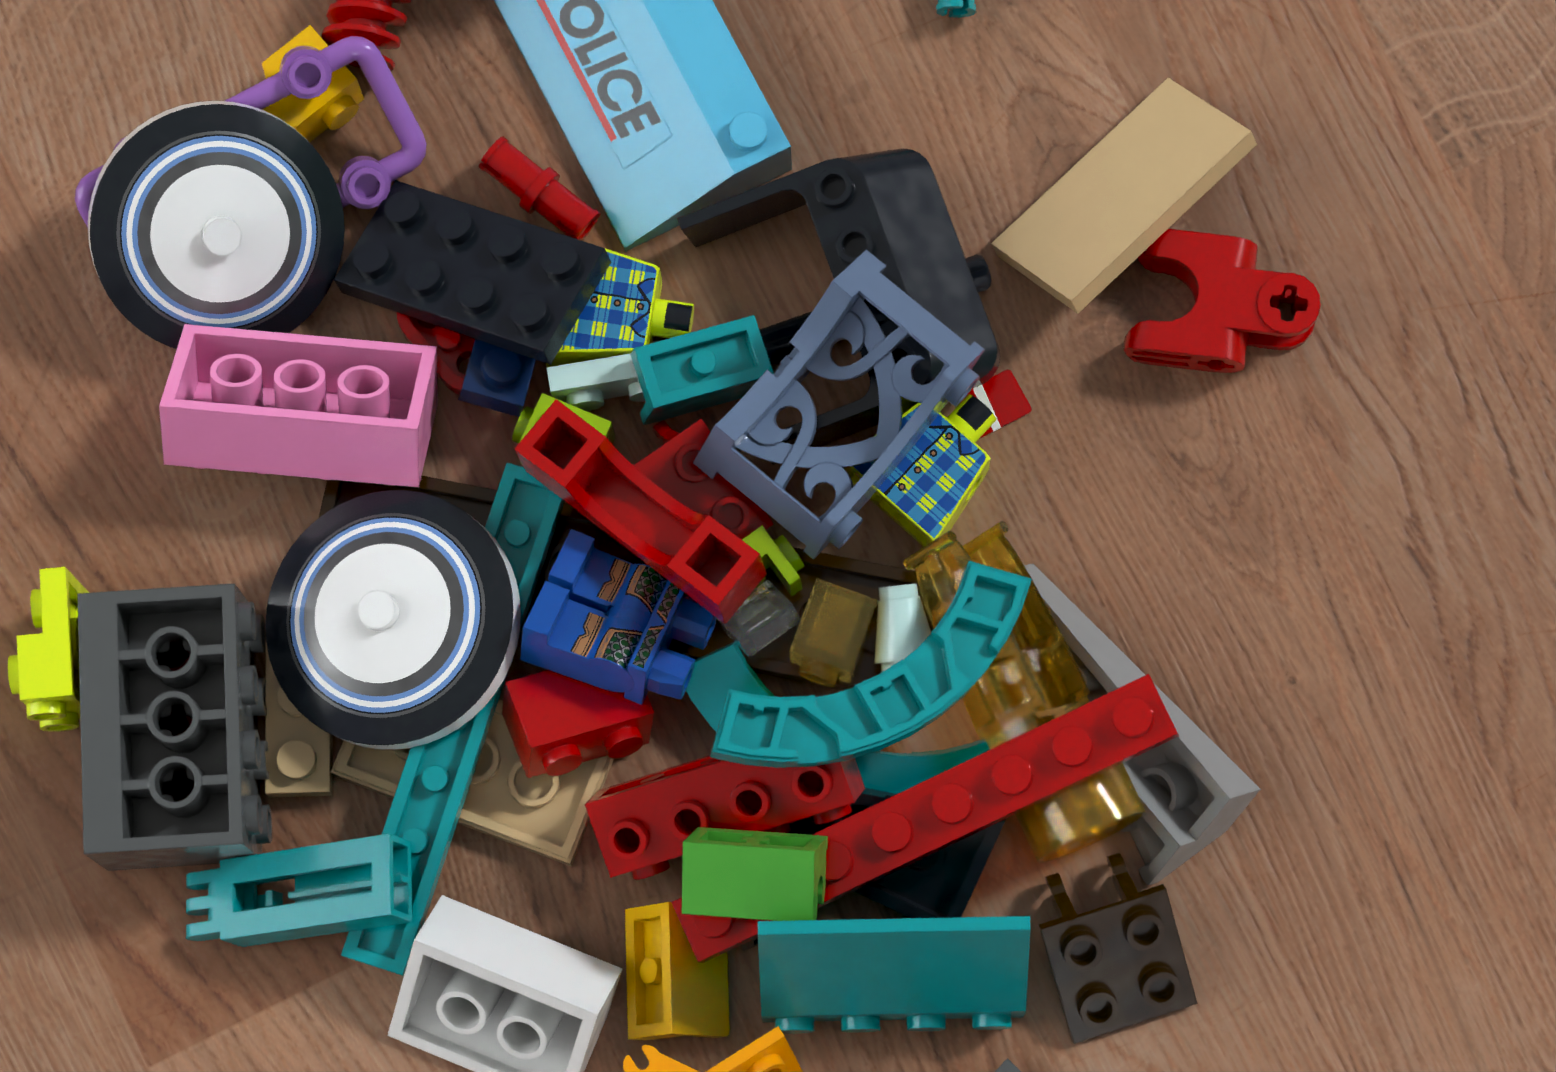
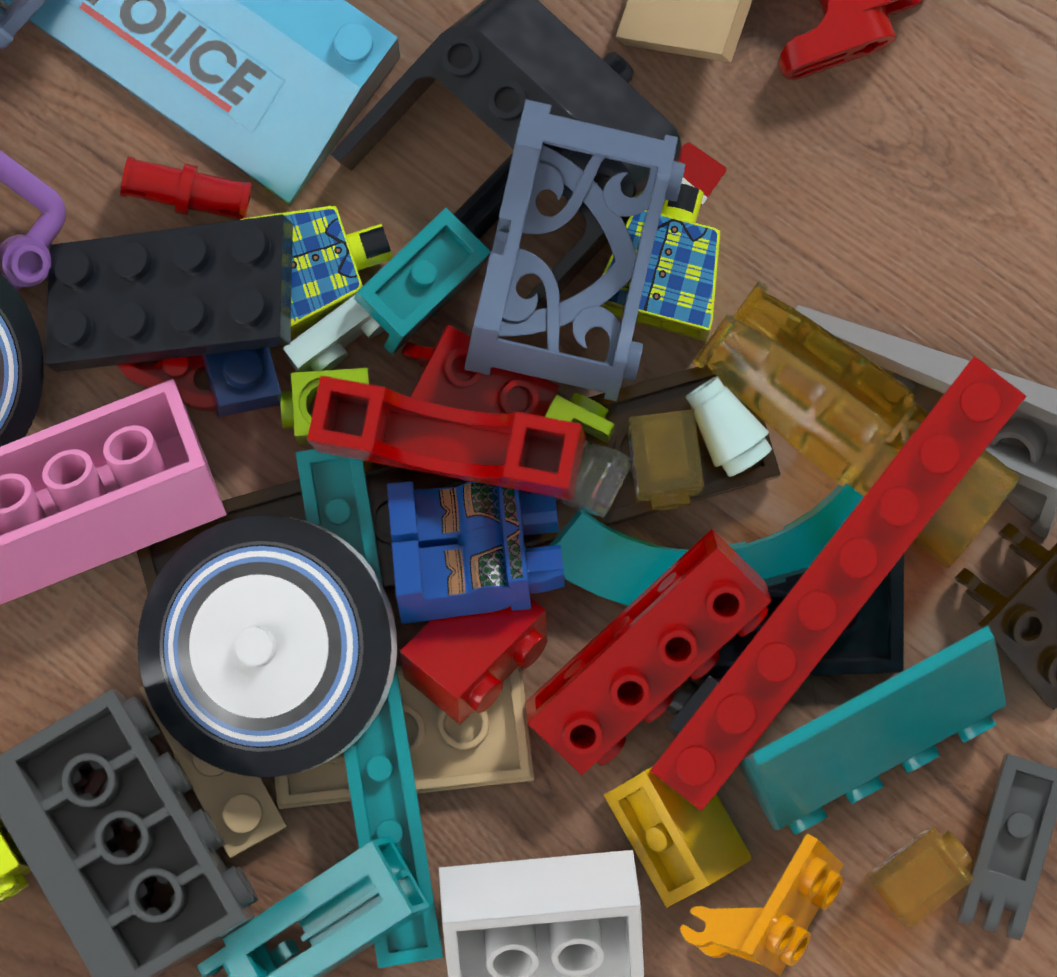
camera: 35 degrees left, 5 degrees up
(753, 874) = (718, 711): bright green hinge -> none
(889, 705) = (759, 501): teal tile -> none

